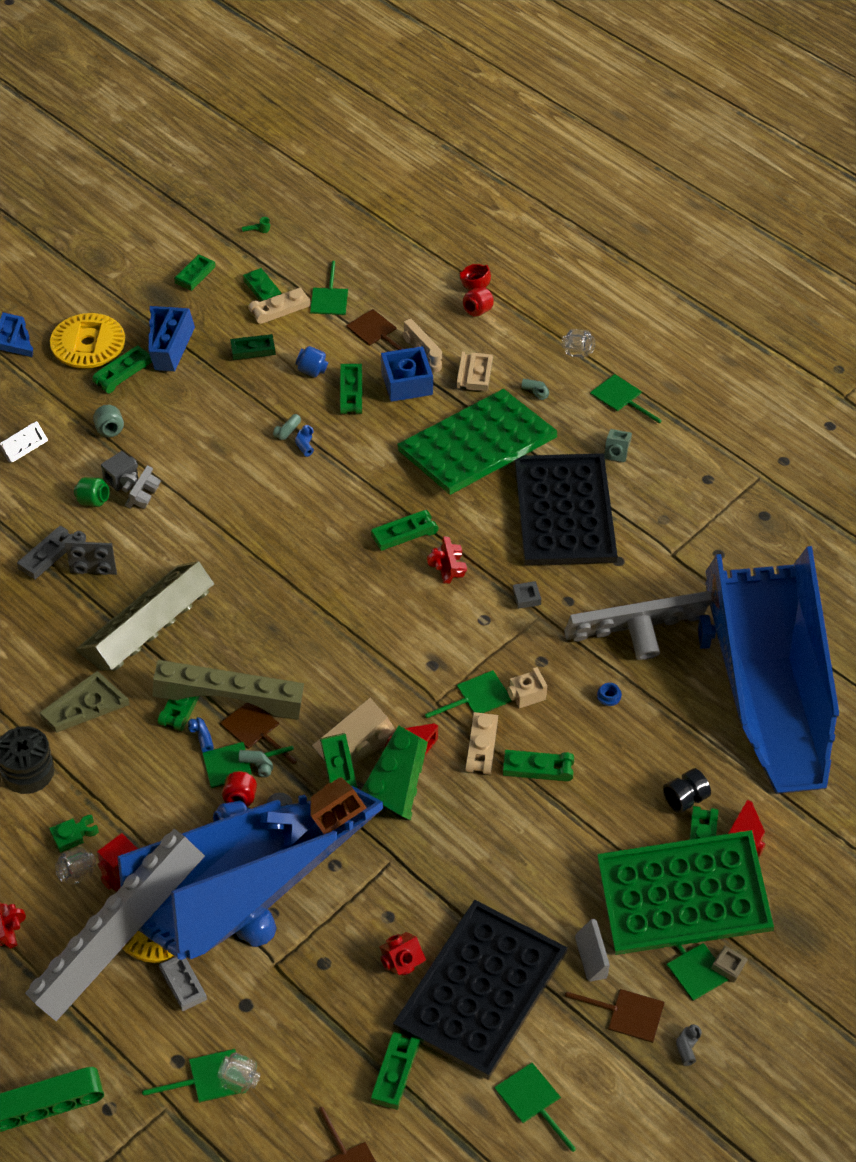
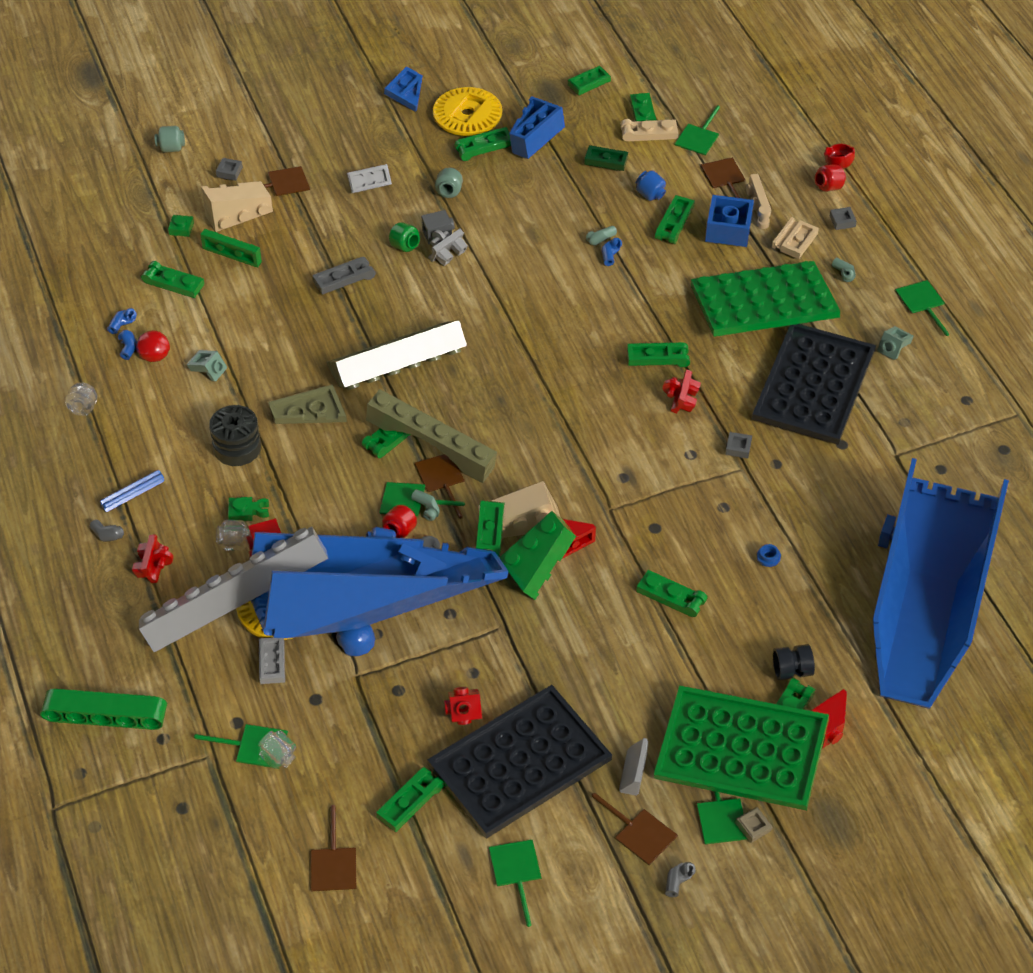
camera: 25 degrees right, 0 degrees up
(90, 556) = (372, 288): dark grey hinge -> none
(203, 733) = (395, 467): blue arm -> none
(263, 226) = (671, 58): green hand -> none
(335, 805) = (466, 557): dark orange torso -> none
(480, 693) = (652, 516): green piece -> none
(482, 743) = (631, 557): tan plate -> none
(509, 338) = (843, 218): none -> dark grey plate
(528, 688) = (695, 525): tan brick -> none
(578, 343) = (905, 241): clear head -> none
(639, 620) = (827, 499): light grey plate -> none

